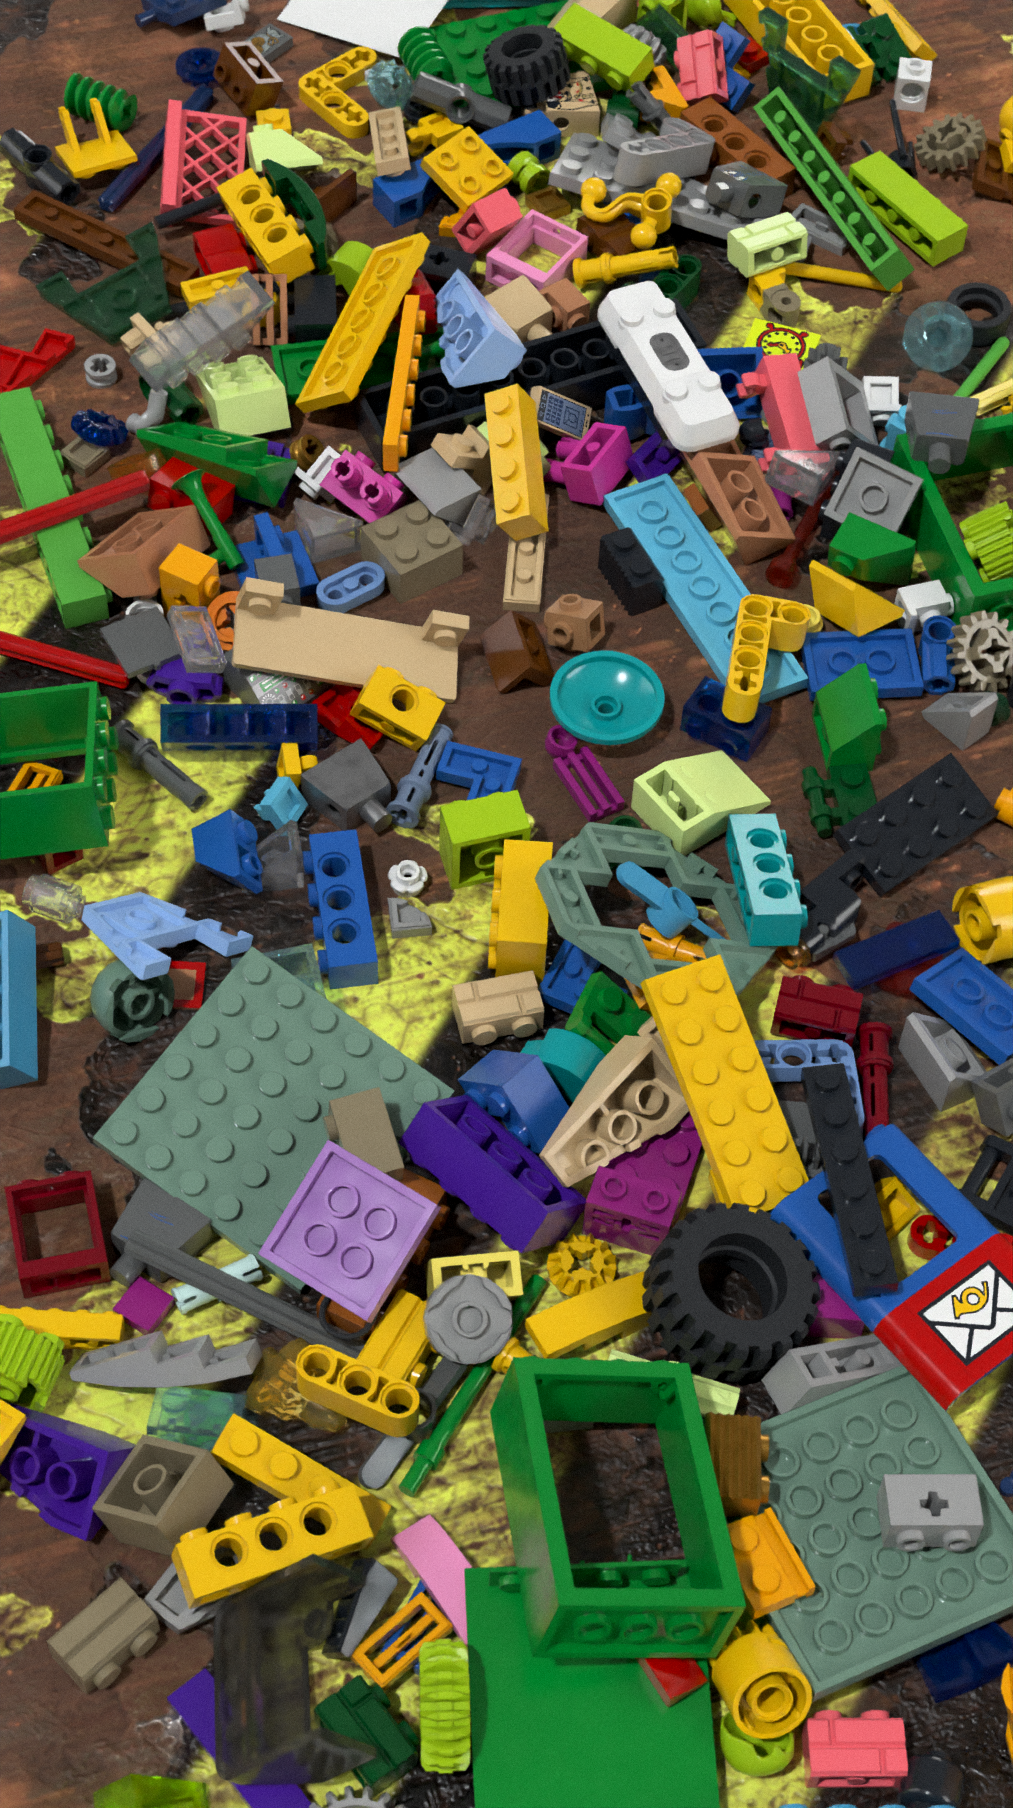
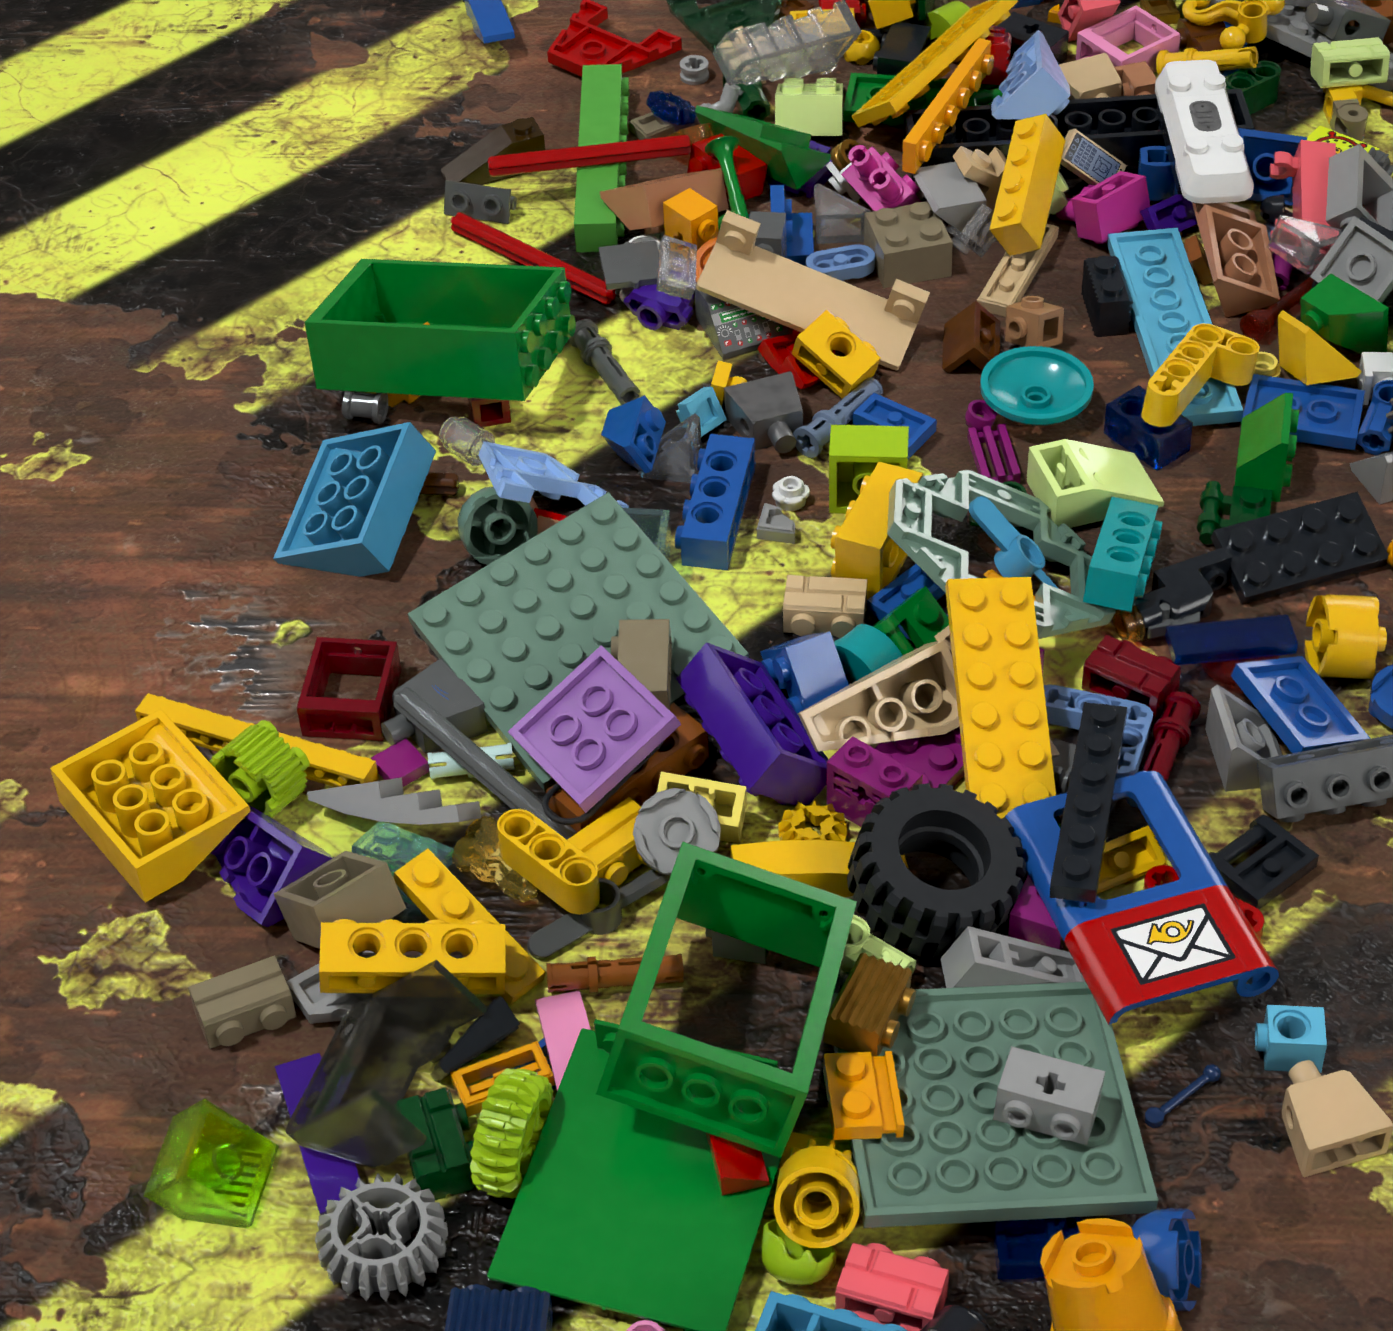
camera: 25 degrees right, 10 degrees down
(237, 727) = (686, 343): clear blue brick -> none
(270, 340) = (873, 47): nougat tile -> none
(431, 1450) = (603, 938): green bar -> none
(444, 1493) = (608, 973): none -> dark orange pin

